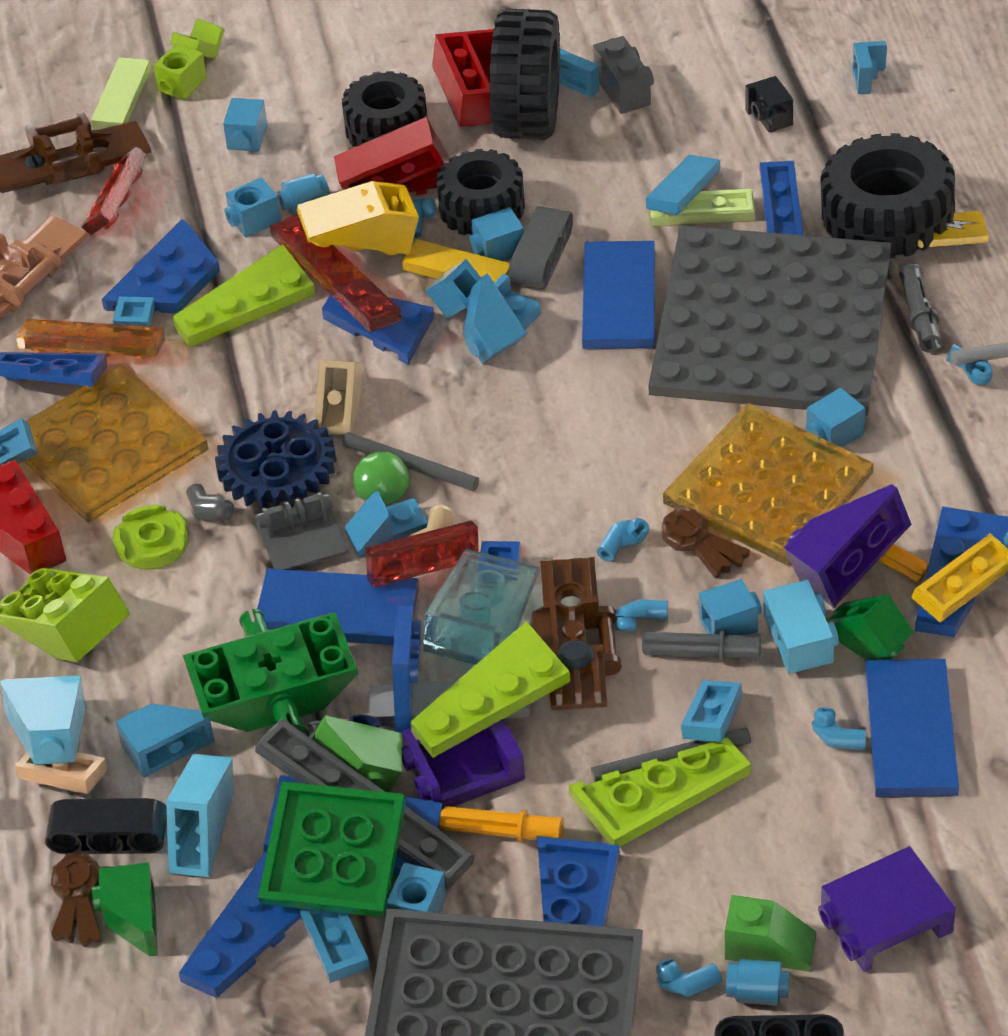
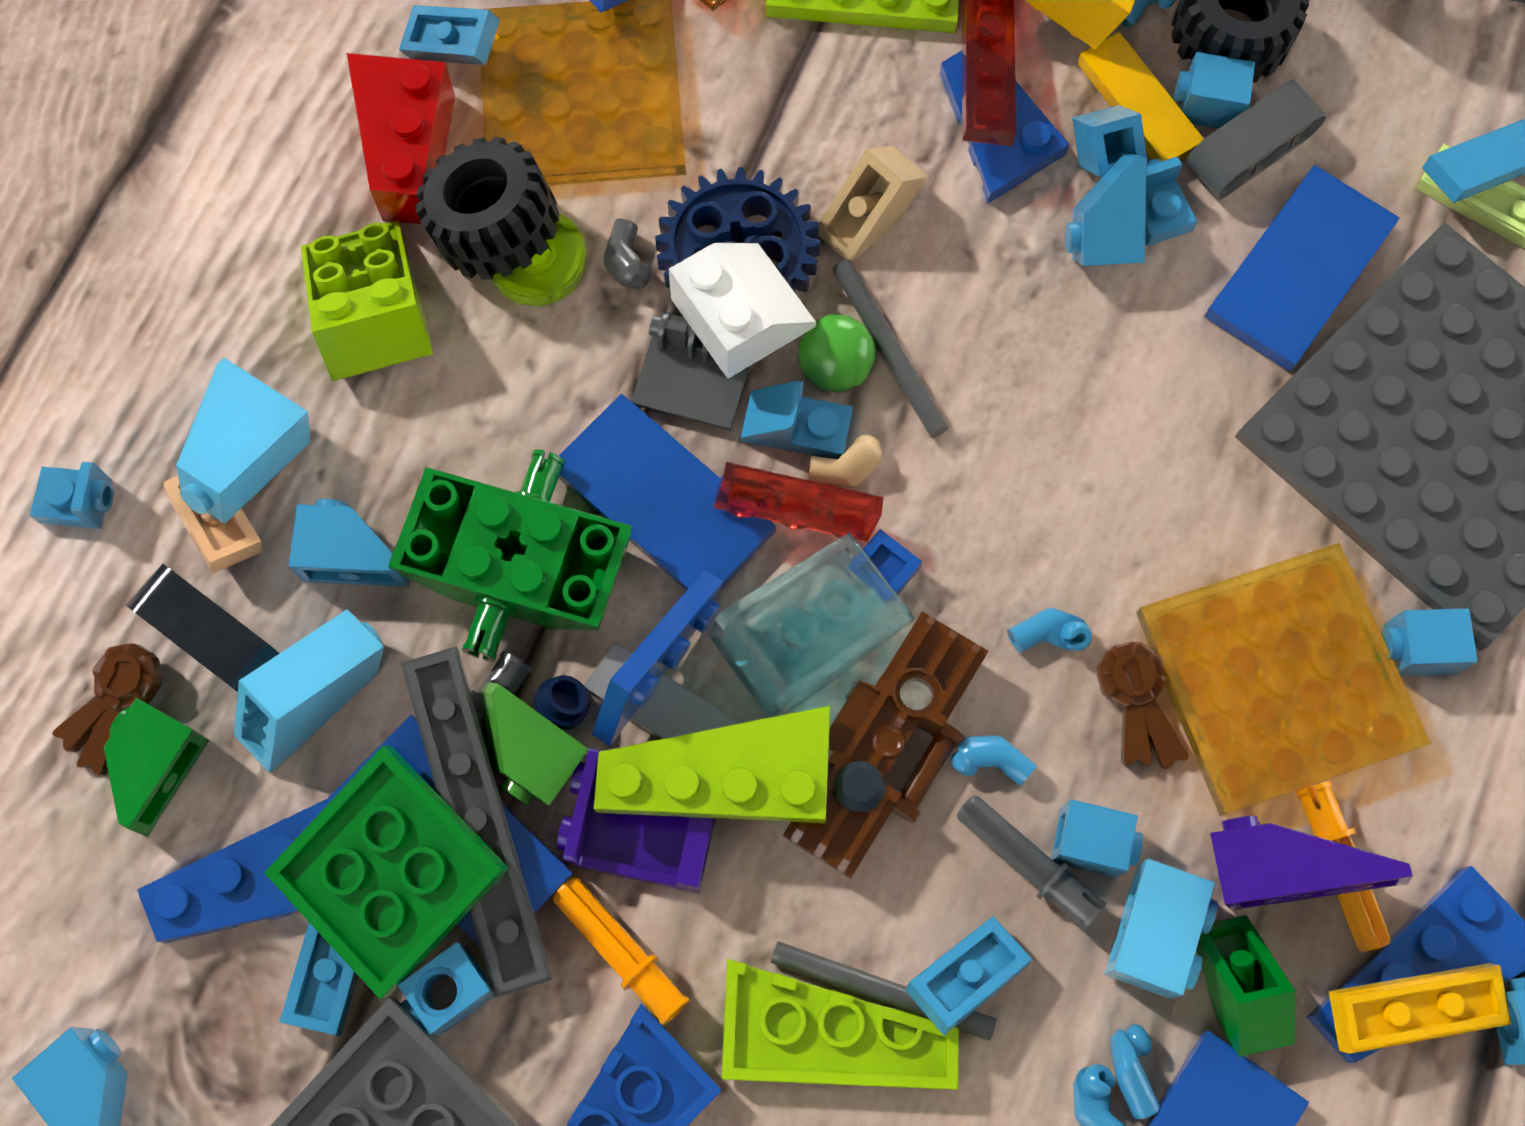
camera: 30 degrees right, 25 degrees up
(106, 516) = (487, 208): none -> black tyre
(304, 476) = (737, 304): none -> white slope
(831, 696) = (1129, 1073): none -> dark azure arm

